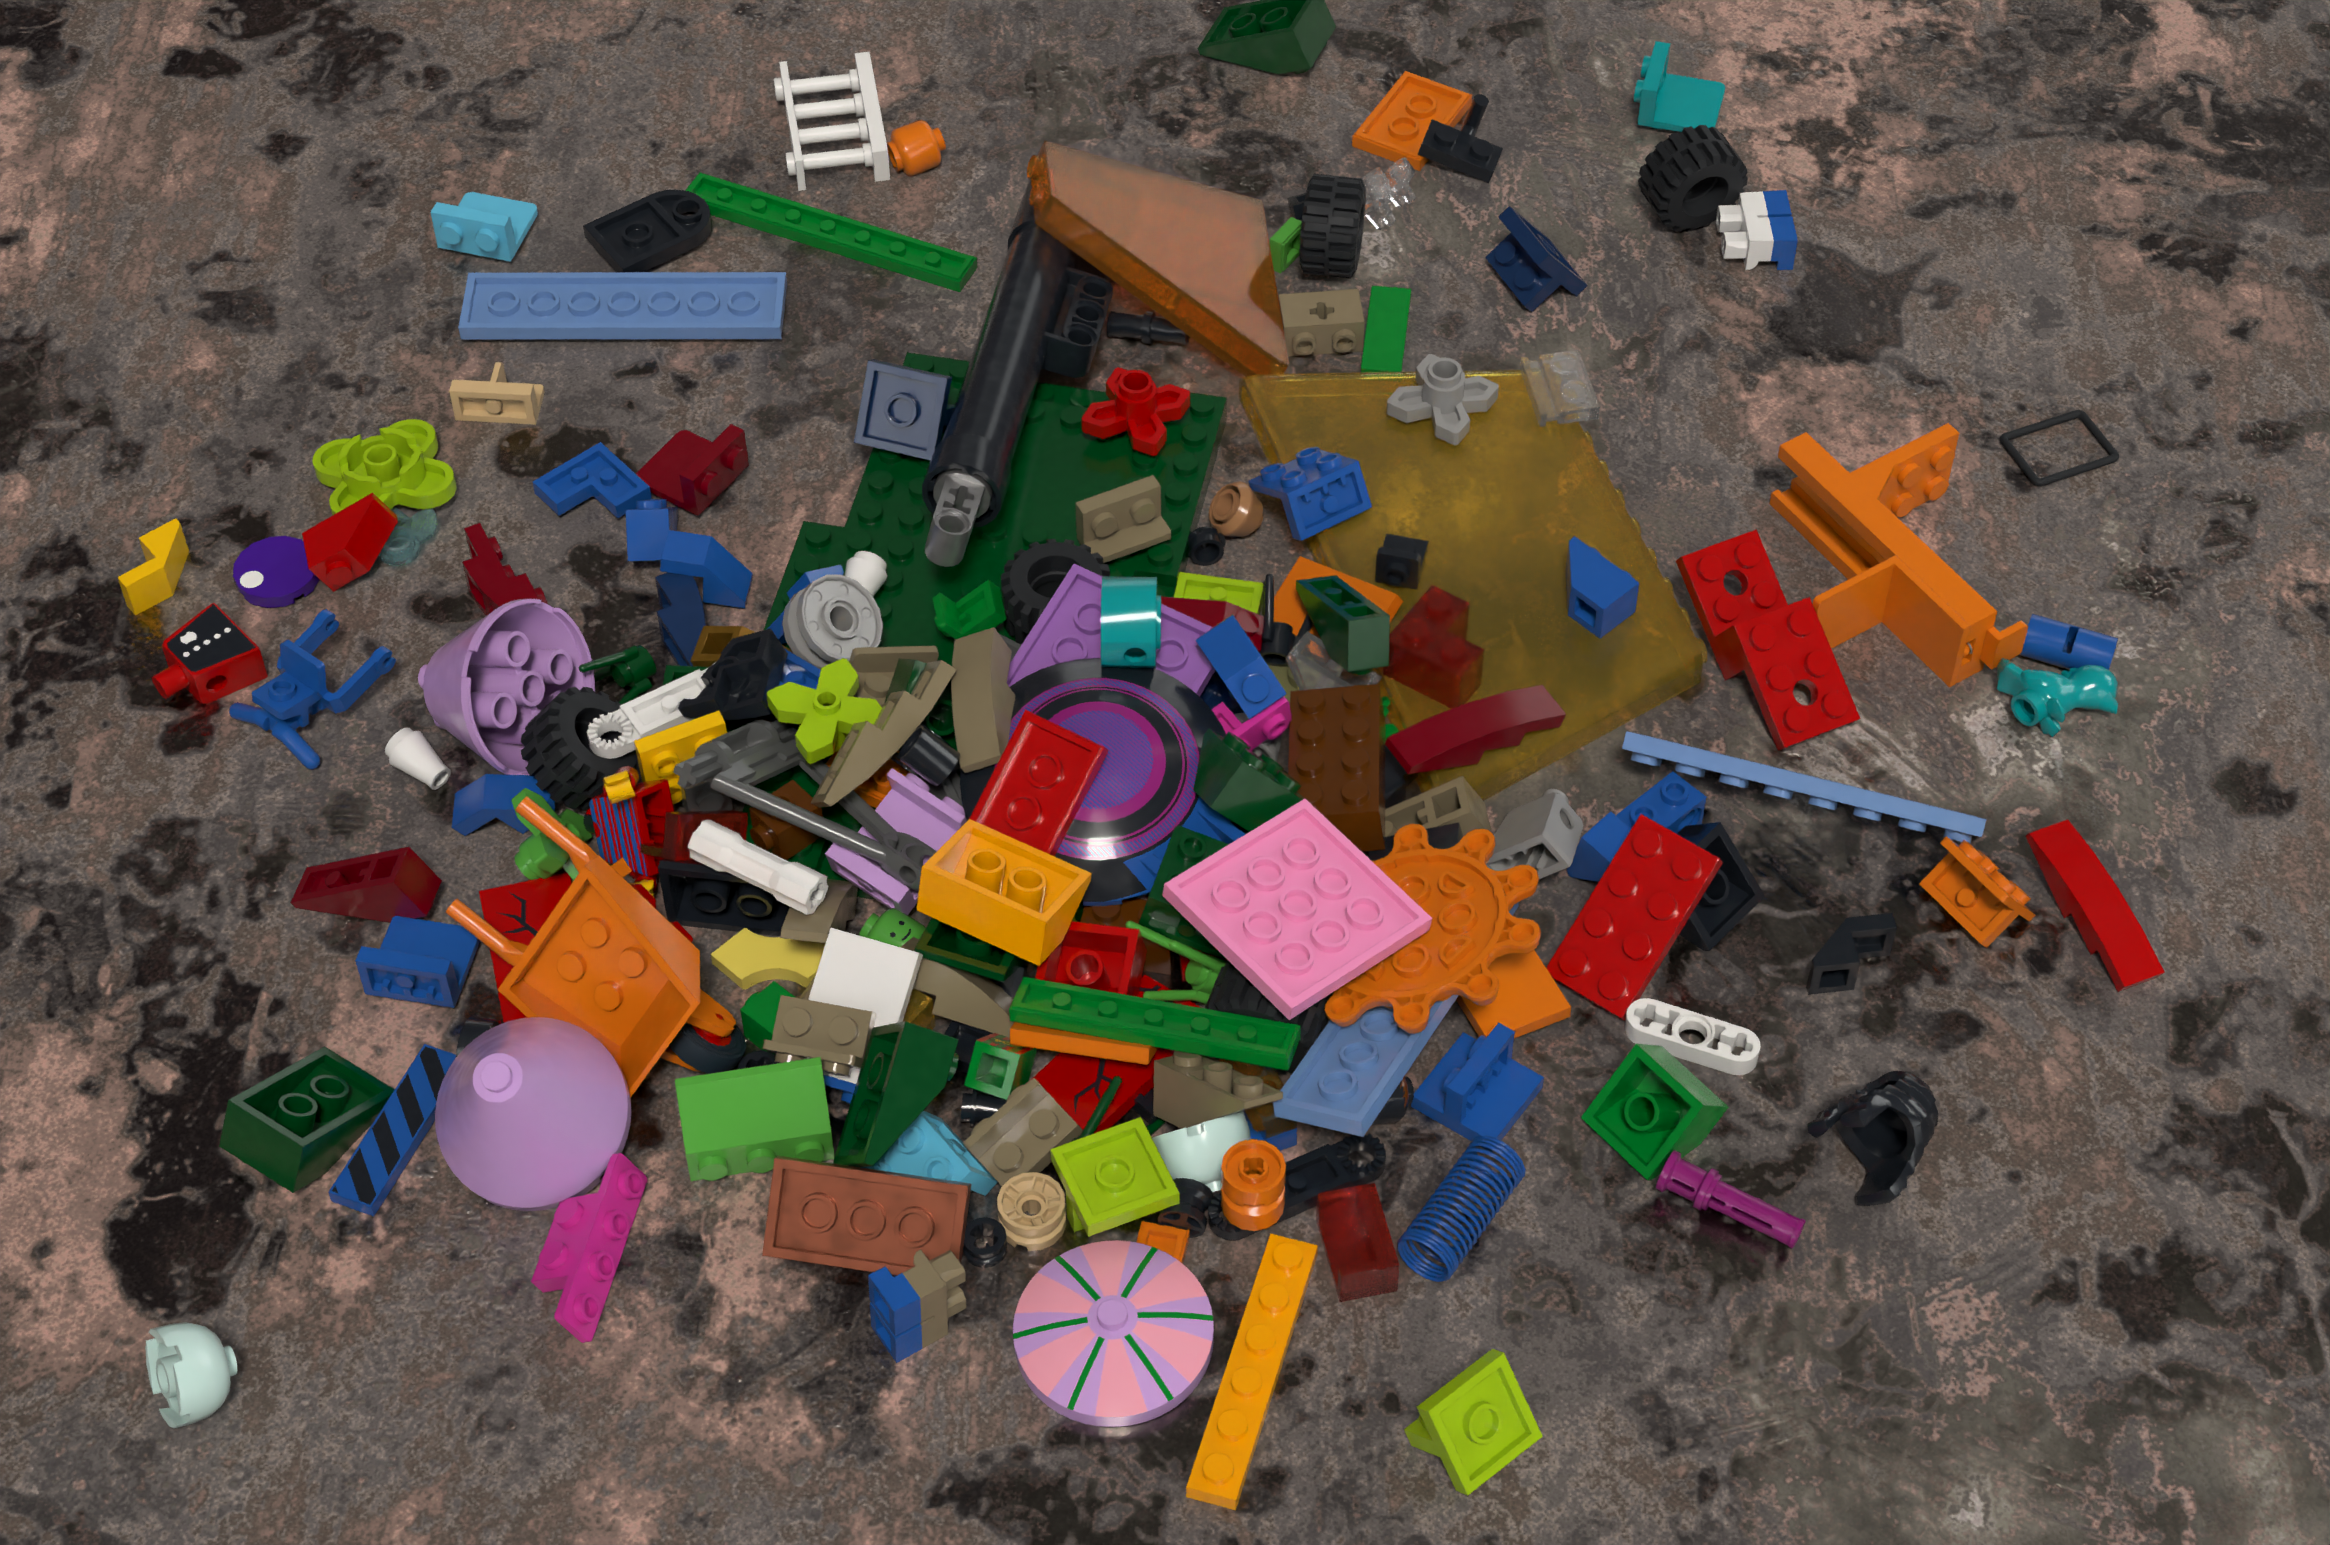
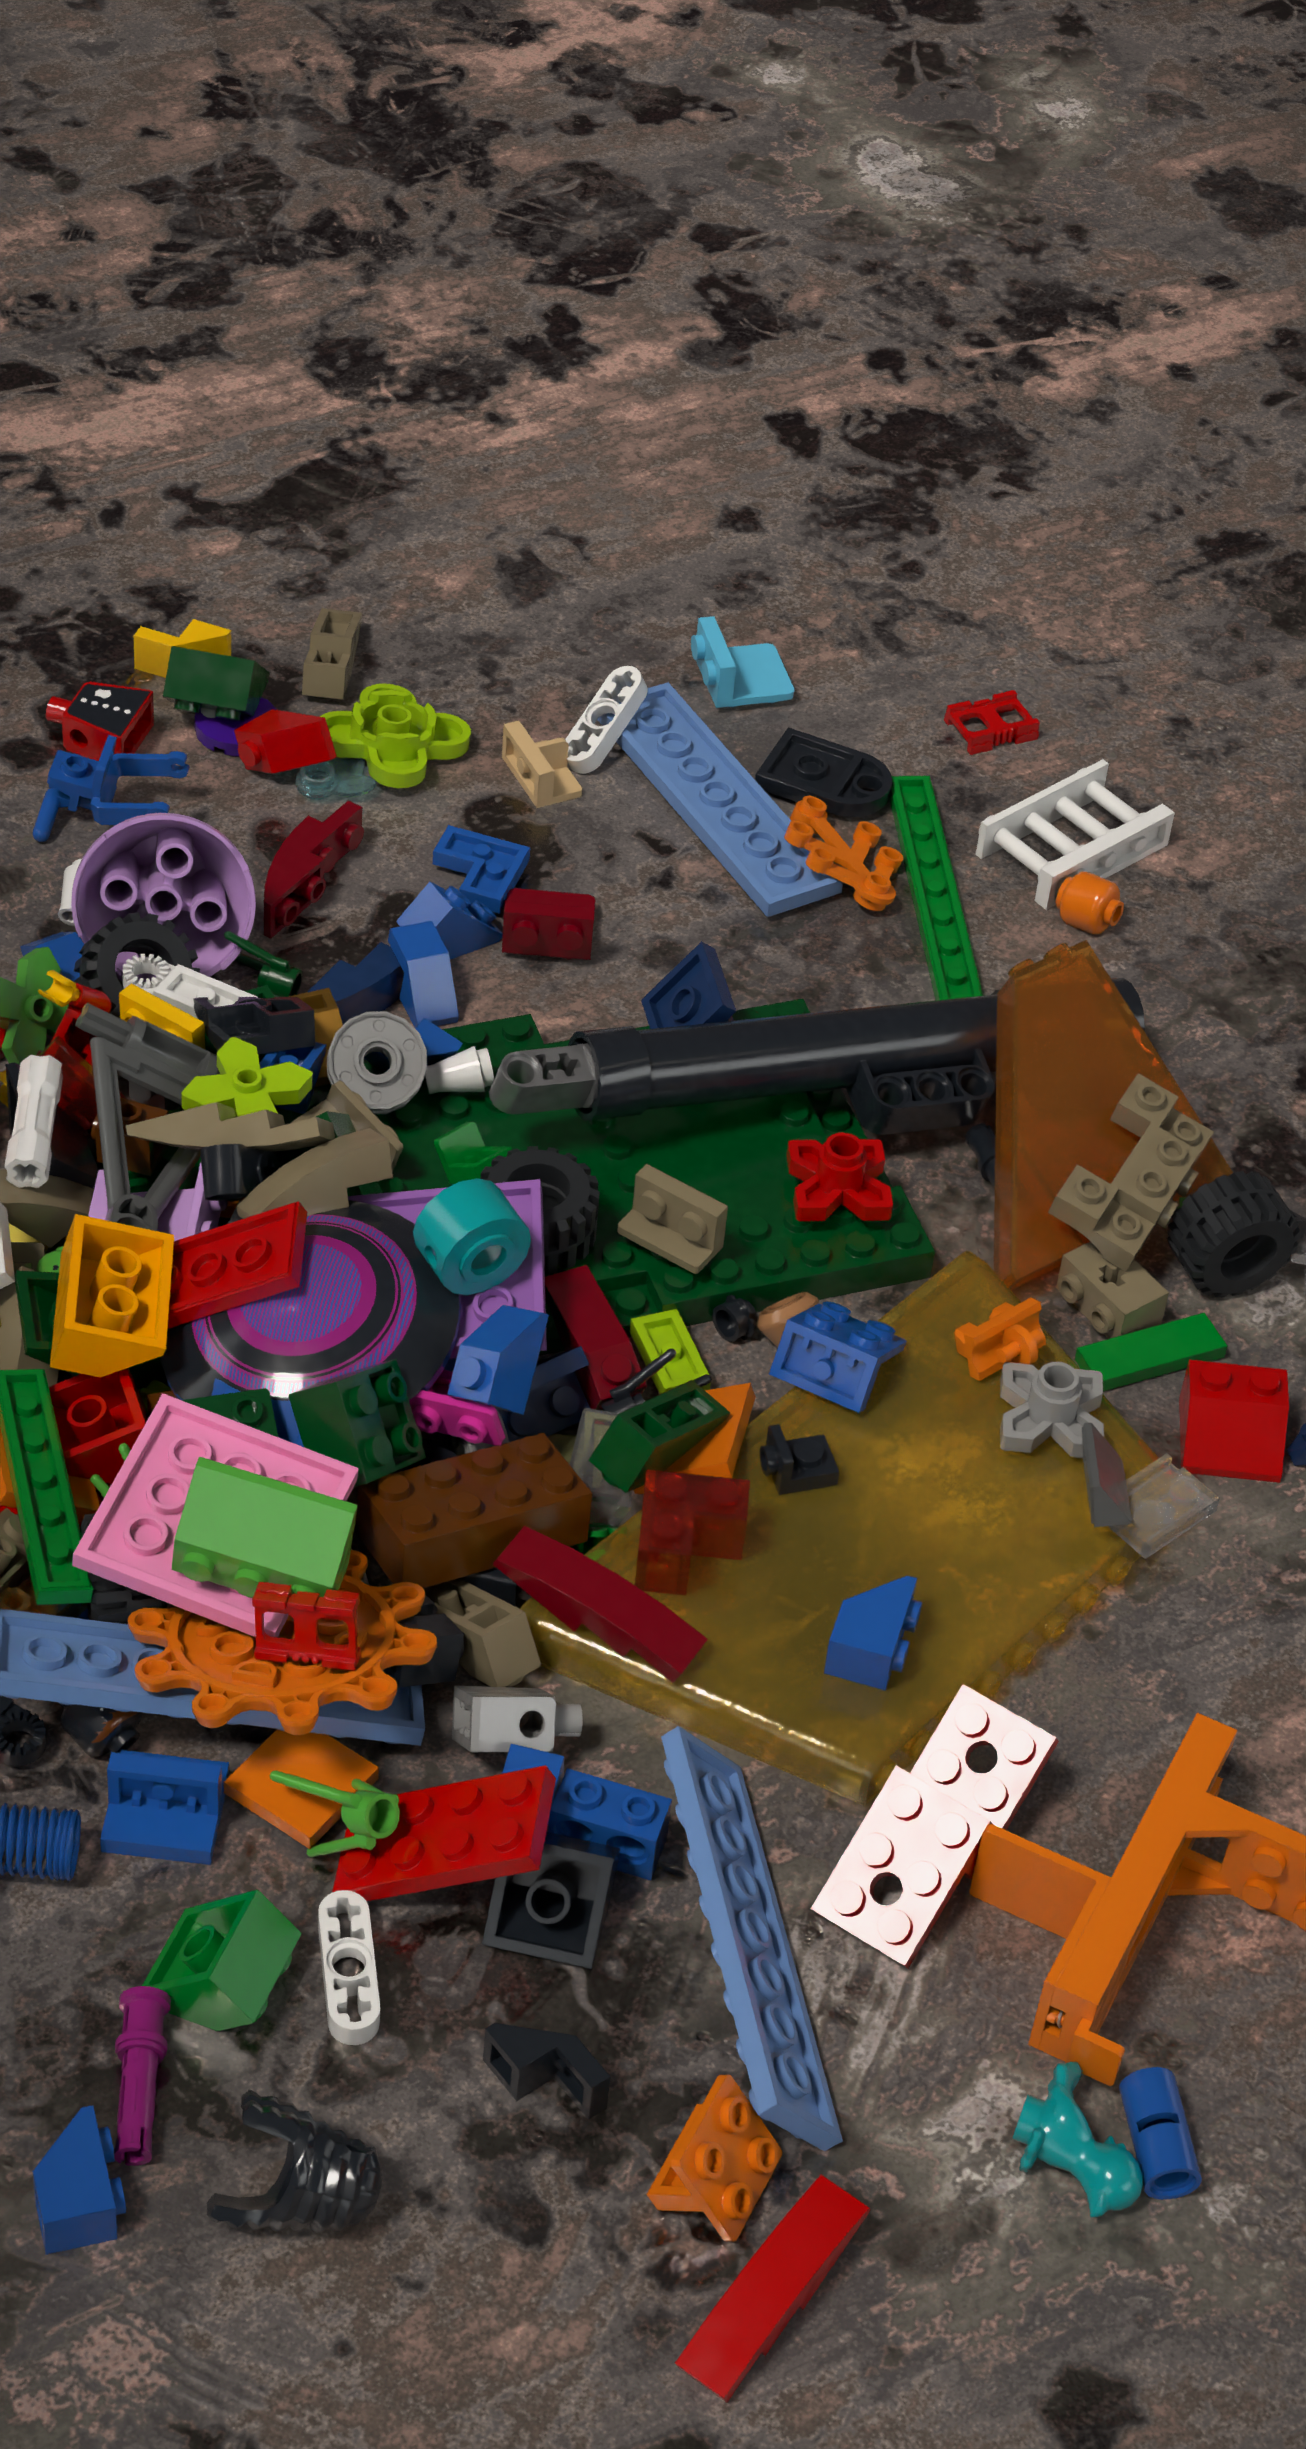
camera: 55 degrees right, 5 degrees down
(238, 557) = (214, 682): none -> dark green slope
(244, 469) = (331, 653): none -> dark tan slope
(477, 317) = (604, 702): none -> white beam
(678, 109) = (998, 729): none -> red piece
(764, 266) = (872, 889): none -> orange plant
(1262, 237) = (1141, 1196): none -> dark tan bracket
(1365, 387) = (1008, 1336): none -> orange hips
(1372, 873) = (263, 1530): none -> bright green slope
(1448, 881) = (306, 1610): none -> red piece
(1486, 318) = (1233, 1420): none -> red slope
(1534, 400) = (1104, 1480): none -> dark grey slope
(1599, 949) = (365, 1813): none -> bright green plant
(1813, 1275) = (73, 2187): none -> blue slope

